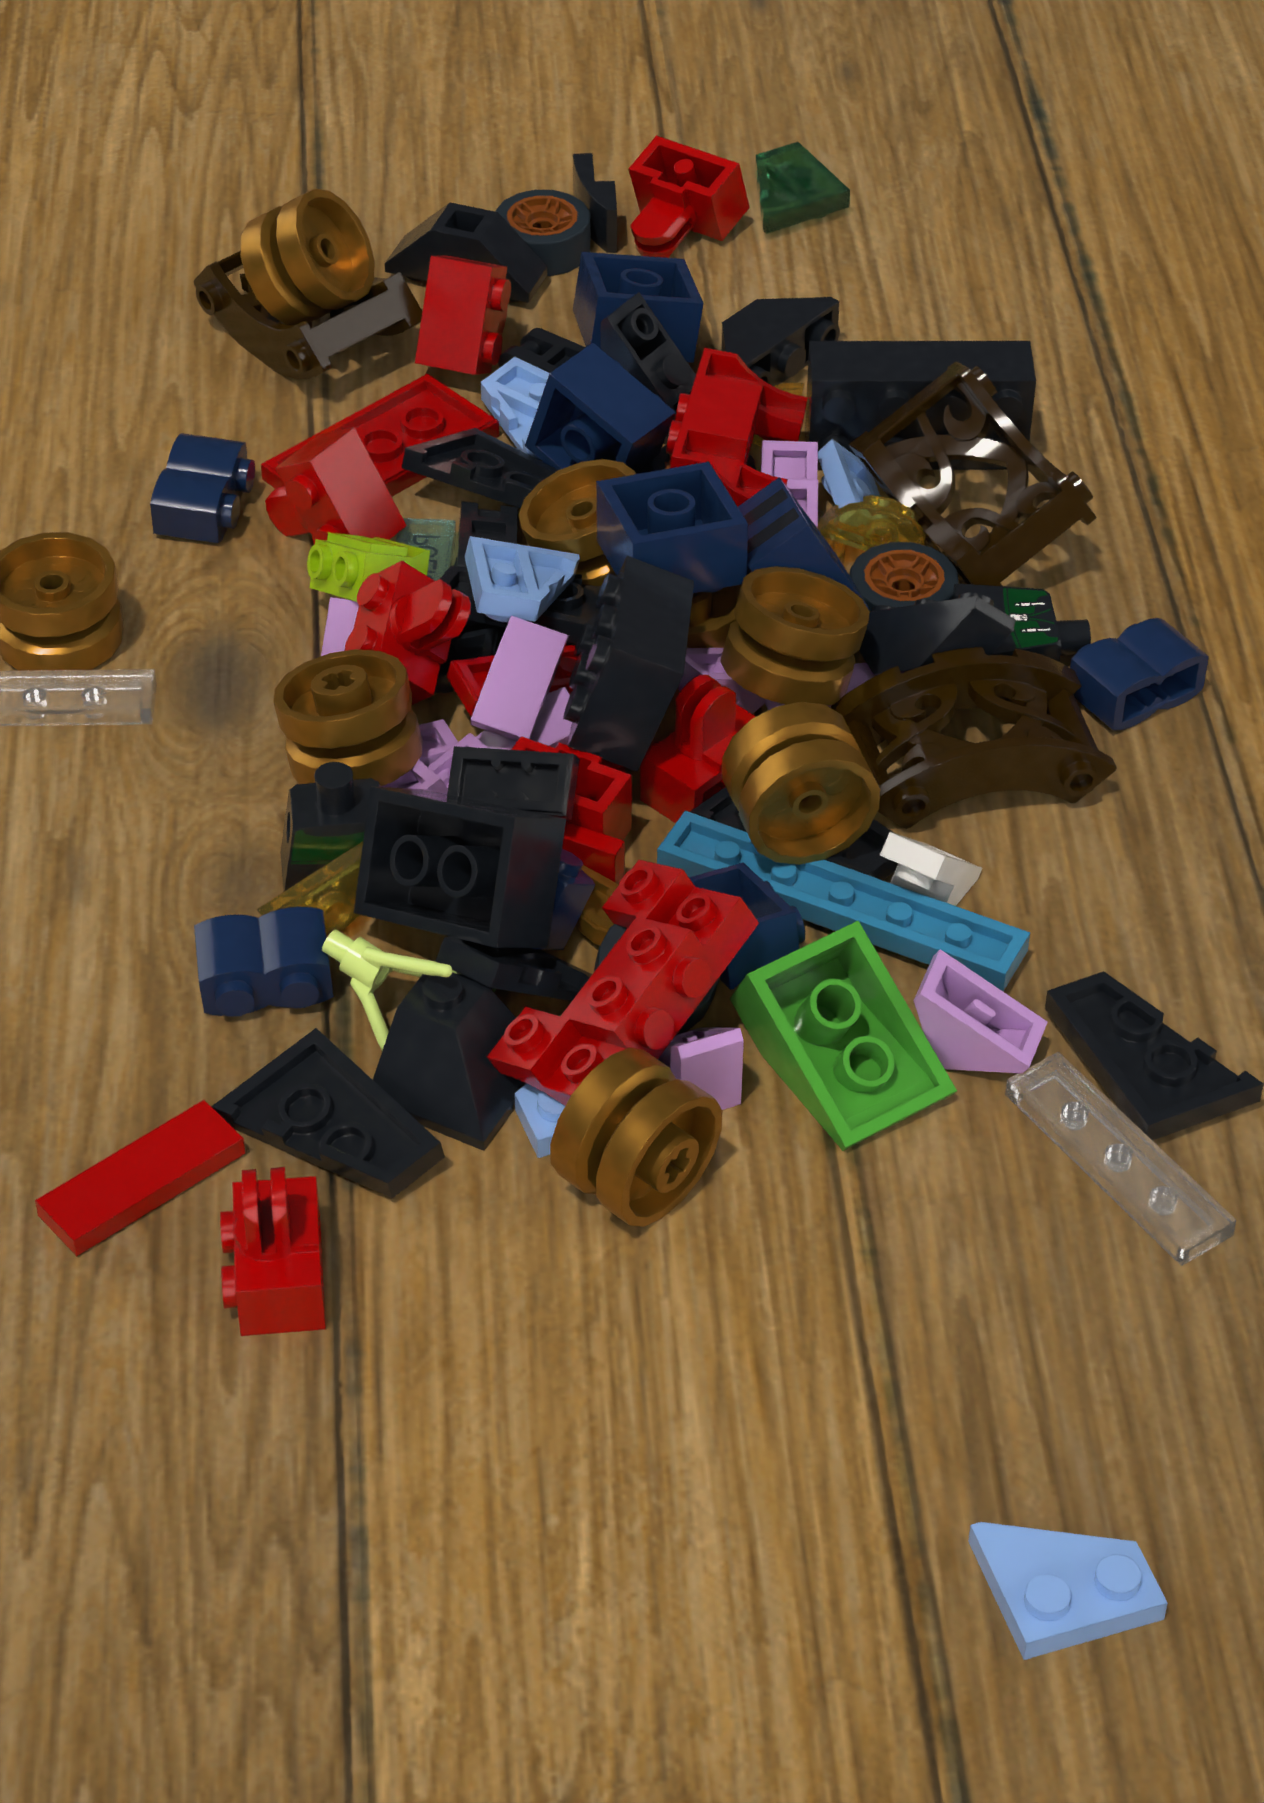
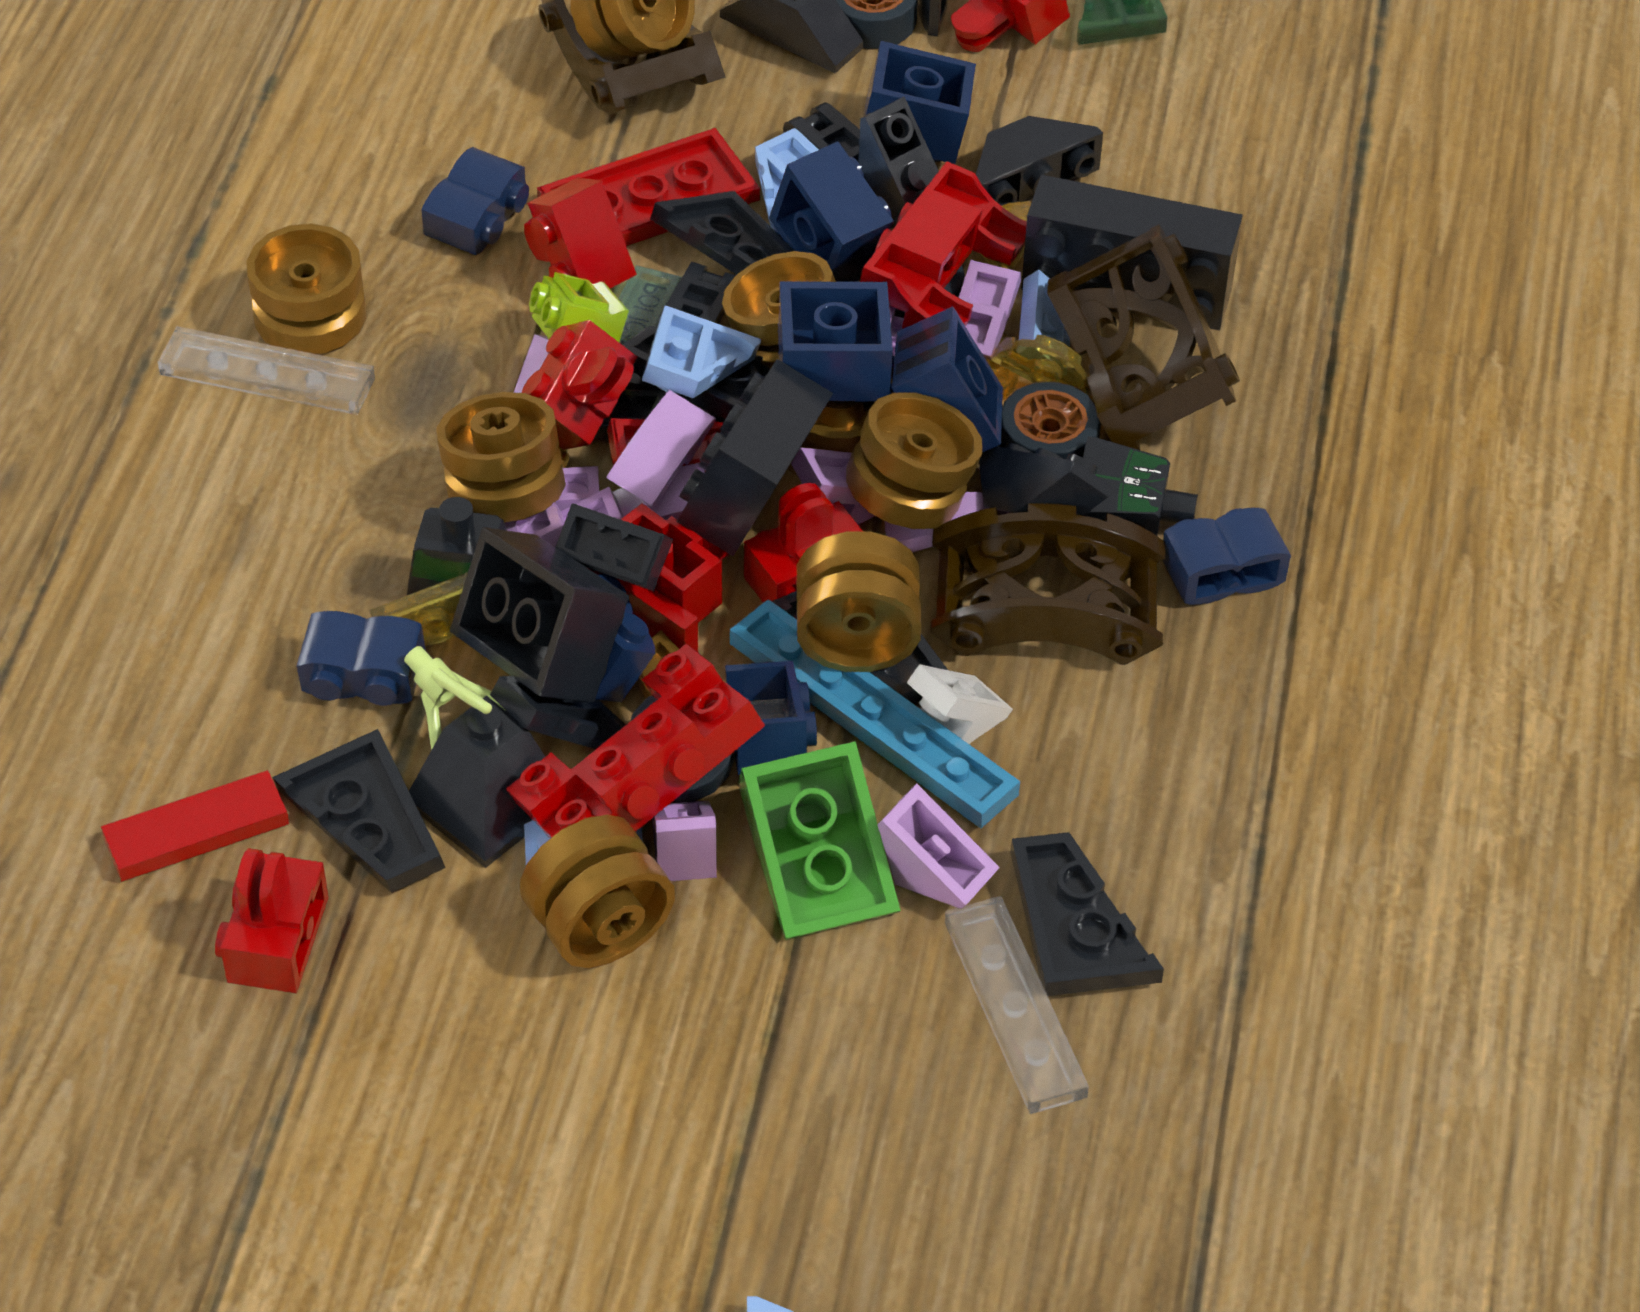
camera: 15 degrees right, 5 degrees up
(463, 315) = (759, 80): red brick -> none

